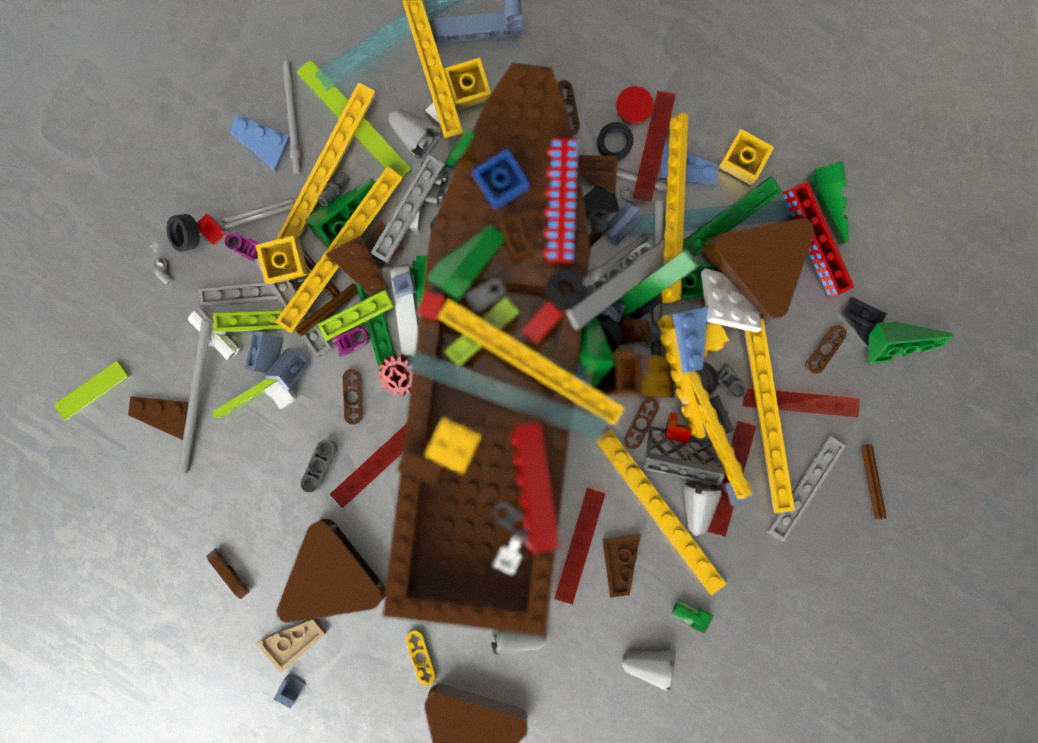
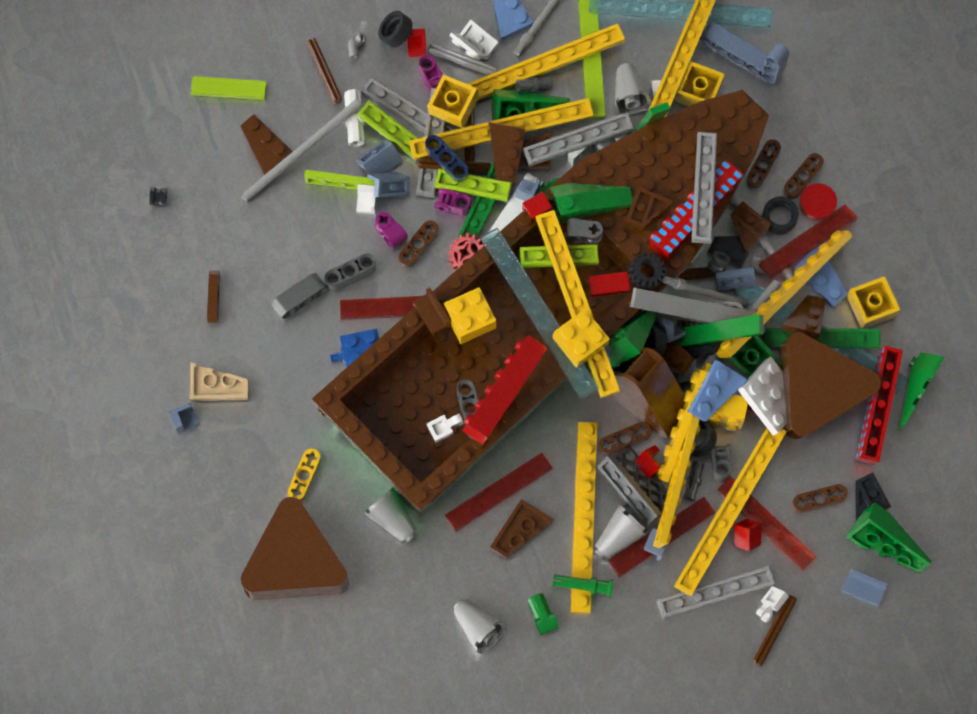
camera: 35 degrees right, 15 degrees down
(113, 528) = (158, 196): none -> black wheel
(155, 312) = (324, 70): none -> reddish brown axle
(256, 190) = (476, 41): none -> white bracket
(294, 517) = (299, 295): none -> dark grey beam
(308, 310) = (441, 150): none -> dark blue beam
(323, 405) = (392, 231): none -> magenta piece
(328, 578) = (286, 355): reddish brown brick -> none
(378, 521) = (354, 345): none -> blue plate
(500, 180) = (663, 160): blue brick -> none
(555, 178) = (704, 187): none -> light grey tile
(561, 393) = (580, 338): none -> yellow brick
(611, 79) = (803, 183): none -> reddish brown beam
(706, 212) = (806, 317): none -> reddish brown wing
(714, 564) = (592, 585): none -> green pin
(795, 424) = (747, 534): none -> red panel
(856, 461) = (771, 601): none -> white plate
(914, 394) = (864, 587): none -> sand blue panel

